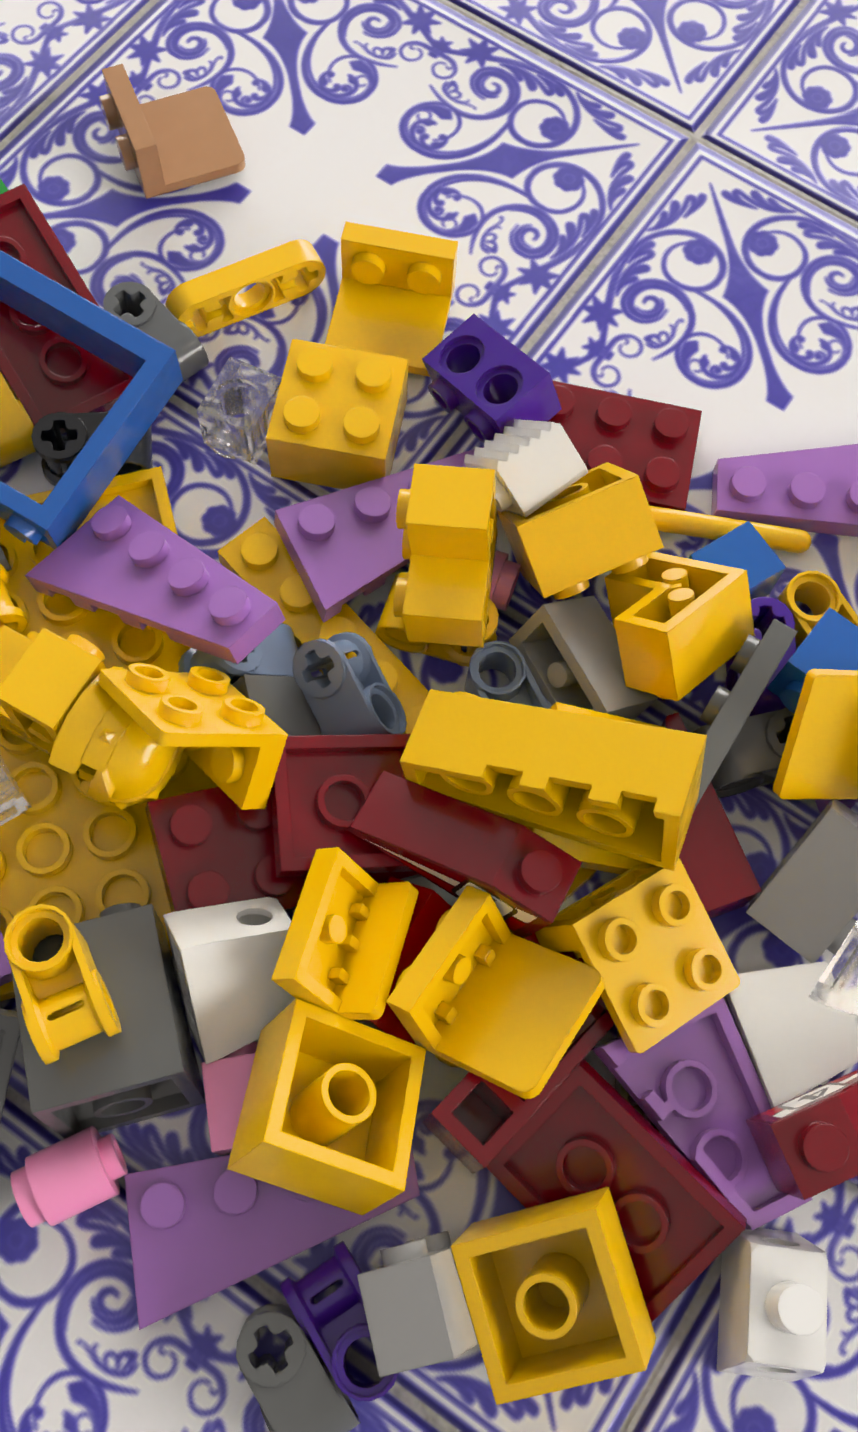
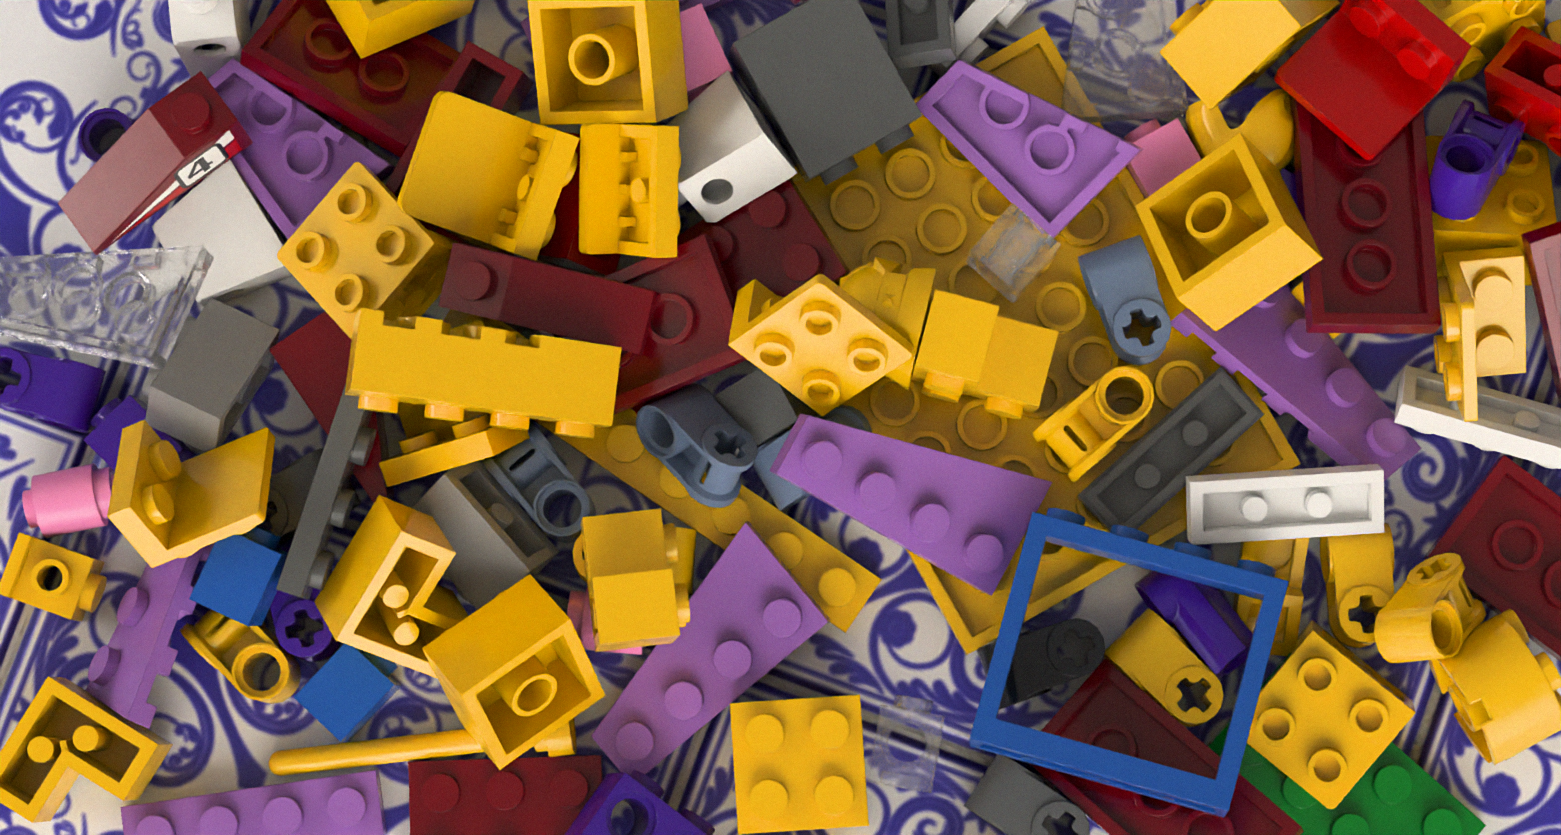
camera: 175 degrees right, 15 degrees up
(61, 996) = (851, 76): yellow piece -> none
(530, 464) = (584, 712): white brick -> none

